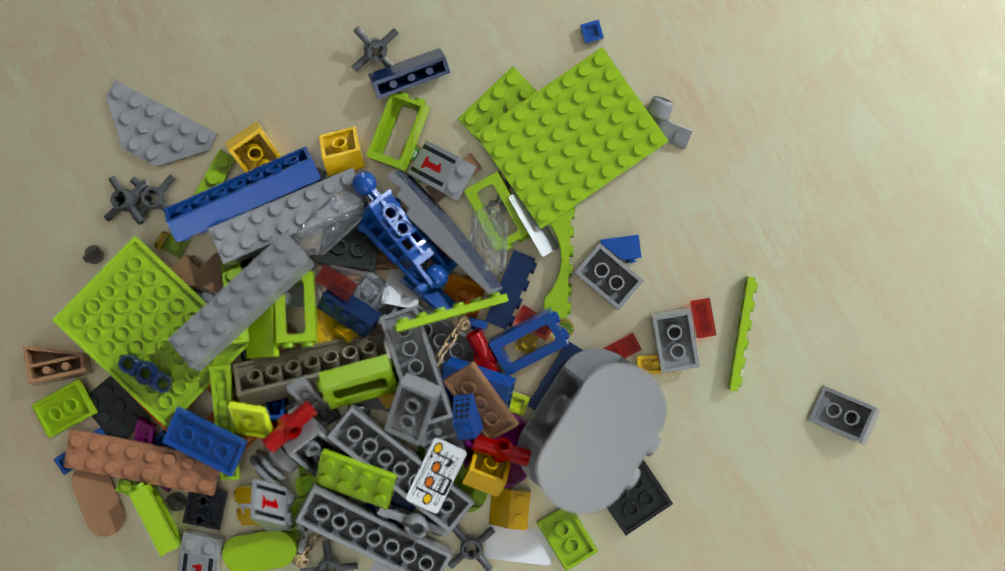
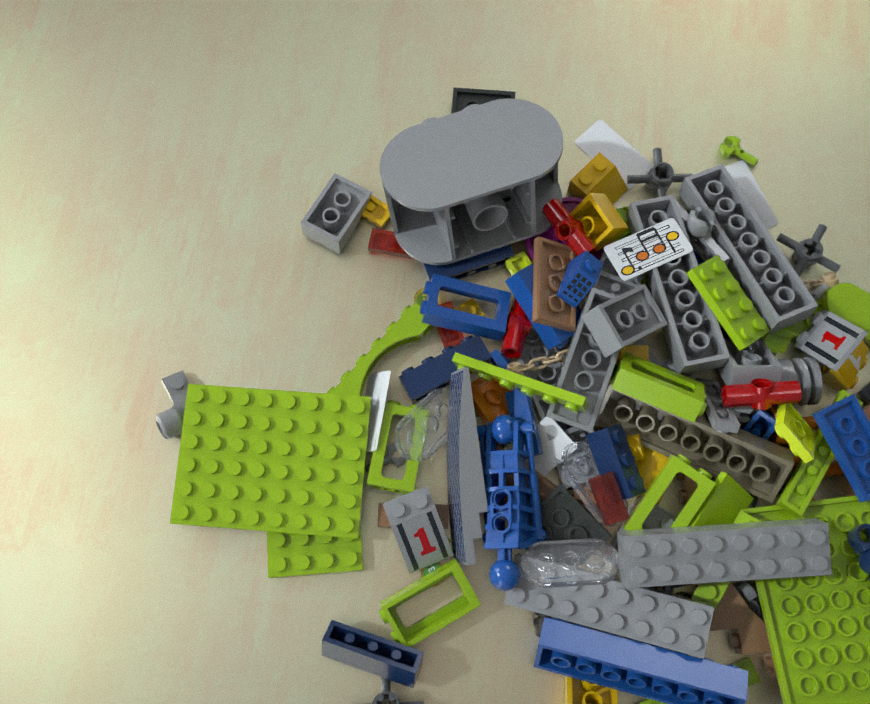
camera: 135 degrees left, 15 degrees down
(161, 240) = (757, 690): clear yellow tile -> none
(341, 151) = (501, 631): yellow slope -> none
(567, 537) = (573, 121): lime tile -> none
(591, 31) = (168, 548): blue plate -> none
(608, 276) = (347, 310): light grey brick -> none
(624, 247) = (312, 326): blue slope -> none
(703, 318) = (291, 220): clear red plate -> none
(741, 342) = (274, 179): lime plate -> none
(844, 415) = (252, 52): light grey slope -> none

